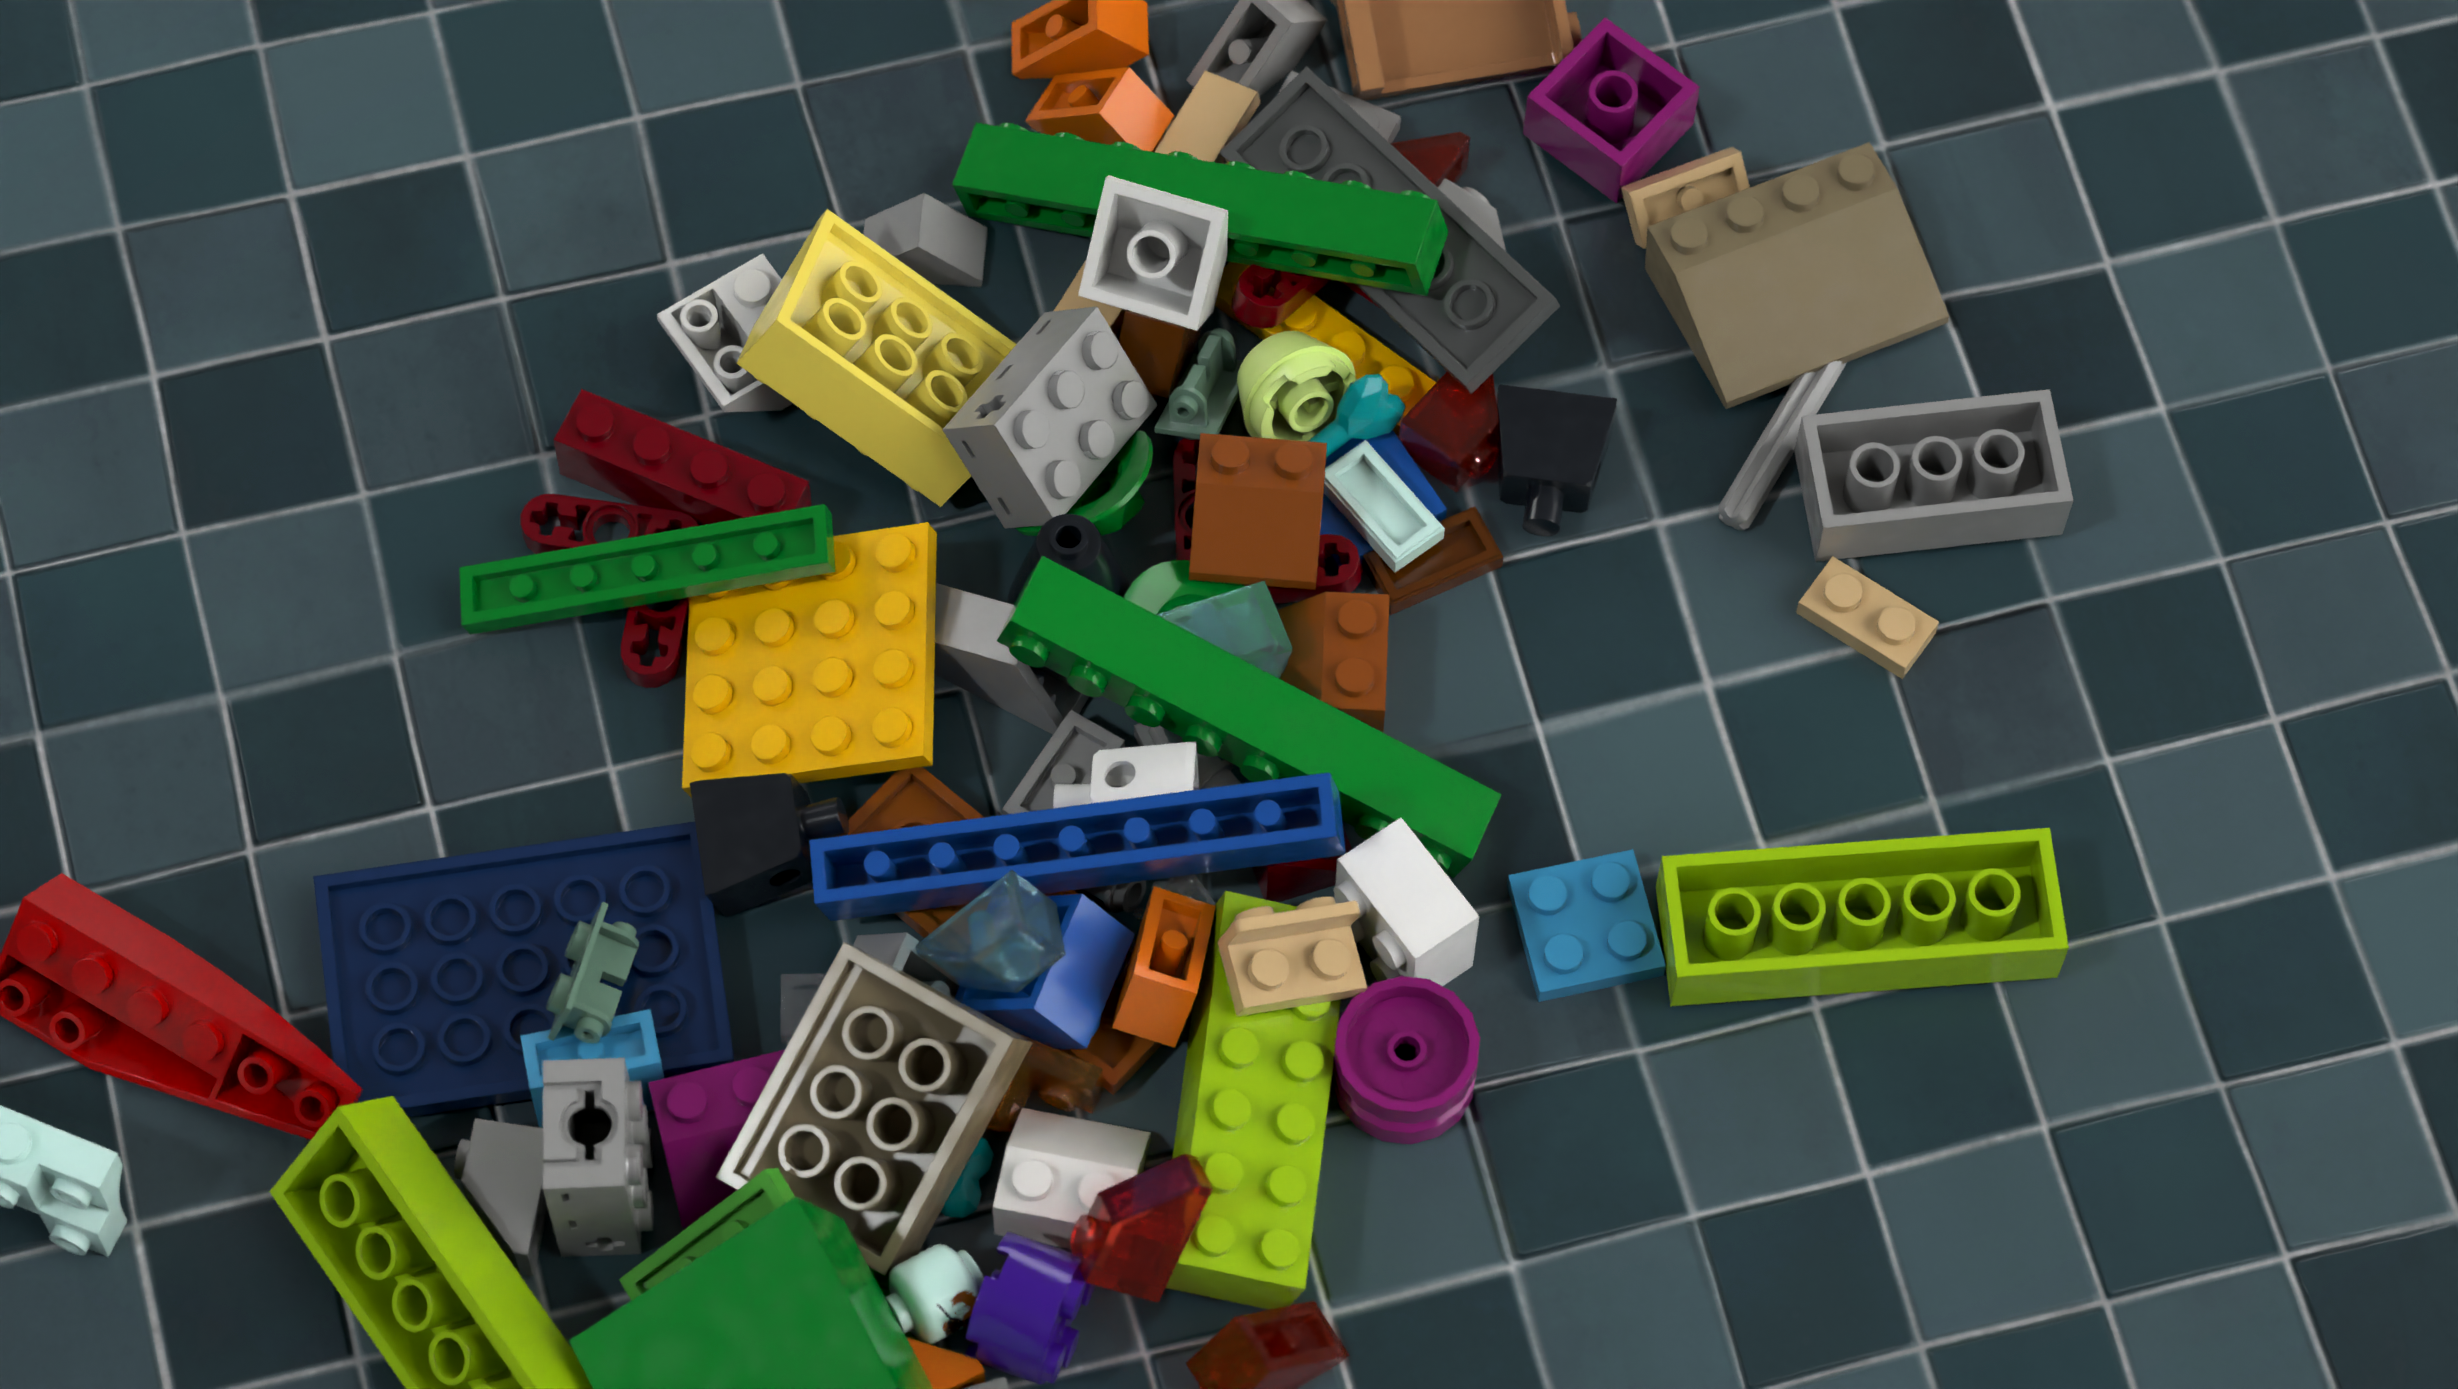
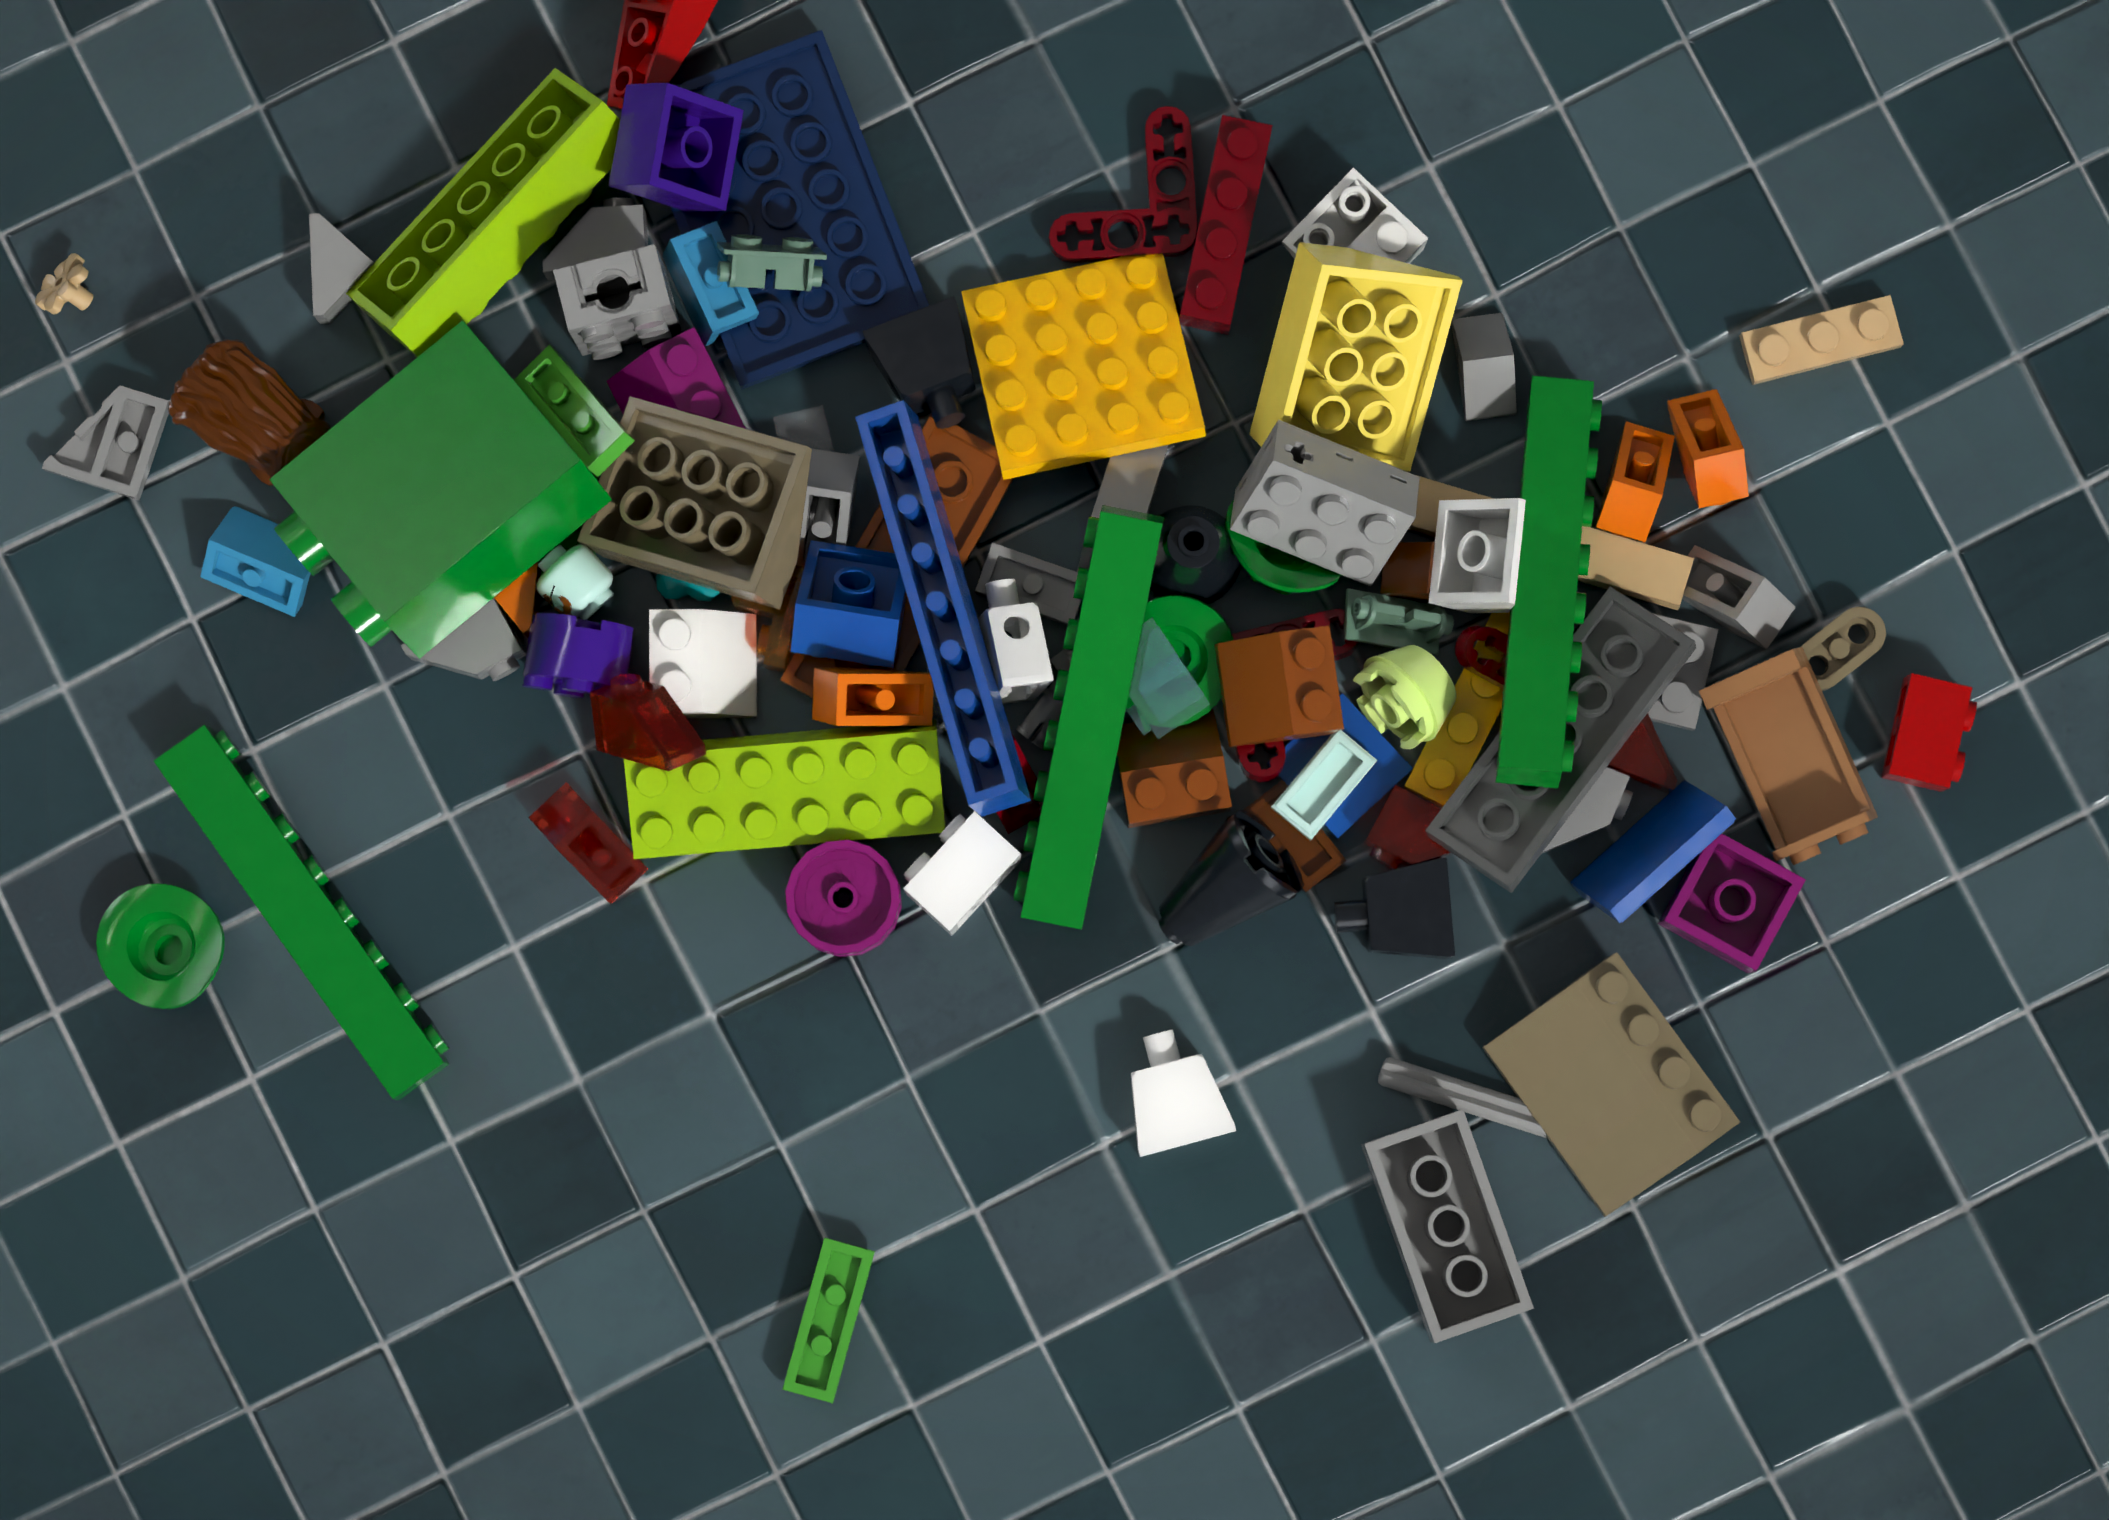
camera: 80 degrees right, 20 degrees up
(418, 1046) = (676, 147): none -> dark purple brick
(647, 569) = (1128, 218): green plate -> none
(998, 938) = (854, 566): clear light blue slope -> none
(1292, 956) = (884, 794): tan bracket -> none
(1362, 413) = (1395, 749): teal rock -> none
(1481, 625) = (1230, 882): none -> black cone
(1537, 173) = (1653, 851): none -> blue tile
(1585, 925) = (1001, 1017): dark azure plate -> none
(1683, 190) = (1670, 980): tan plate -> none
(1726, 743) = (1175, 1099): none -> white torso
(1861, 916) = (1041, 1231): lime brick -> none
(1867, 617) = (1319, 1195): tan plate -> none
(1925, 1192) = (828, 1320): none -> bright green plate

